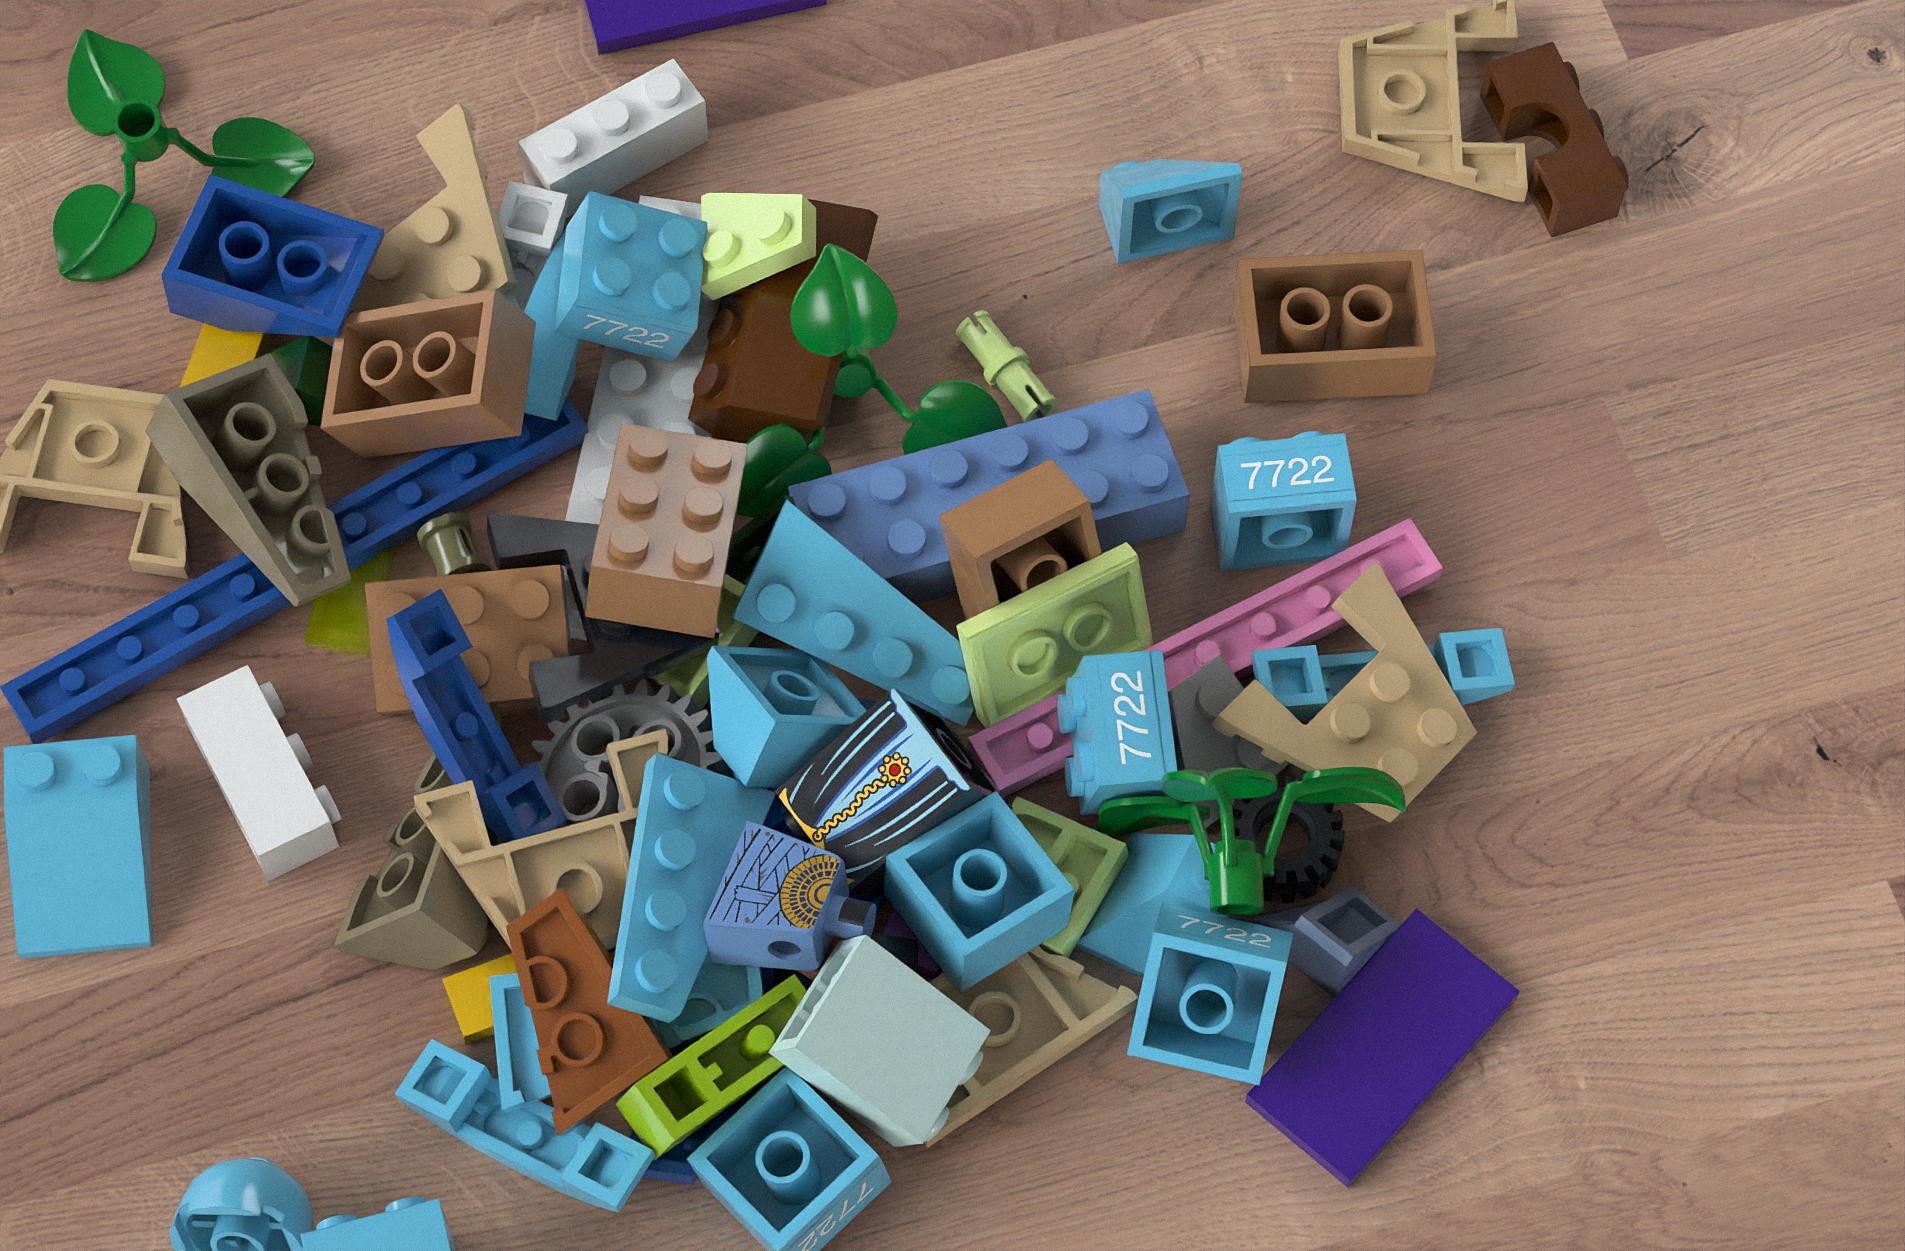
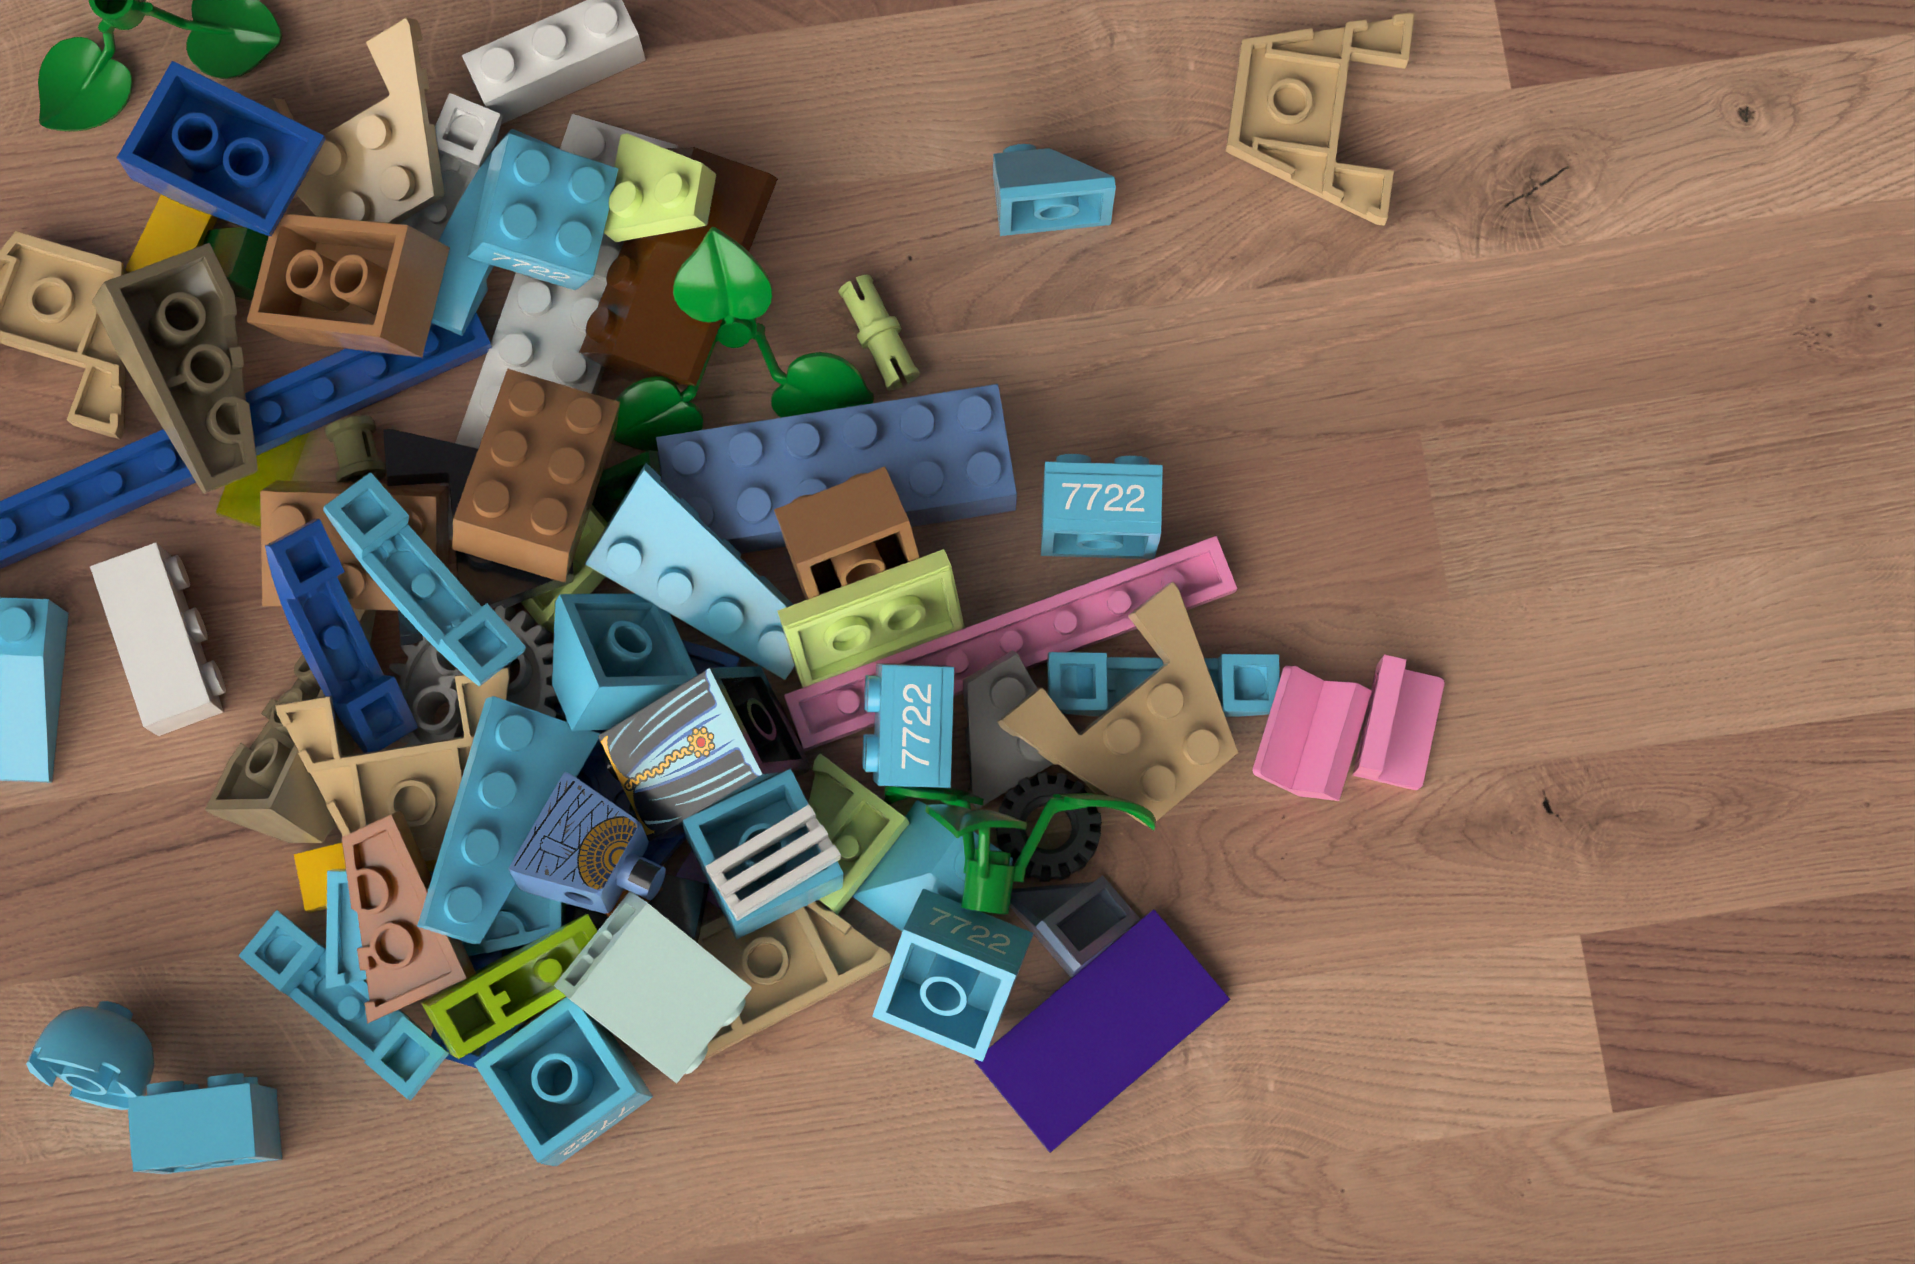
camera: 10 degrees right, 15 degrees up
(554, 650) = (420, 583): none -> medium azure slope
(977, 865) = (816, 835): none -> white tile
(1334, 326) = (1181, 337): medium nougat brick -> none
(1541, 98) = (1416, 122): reddish brown arch -> none
(1553, 704) = (1311, 734): none -> bright pink panel
(1643, 687) = (1398, 725): none -> bright pink panel

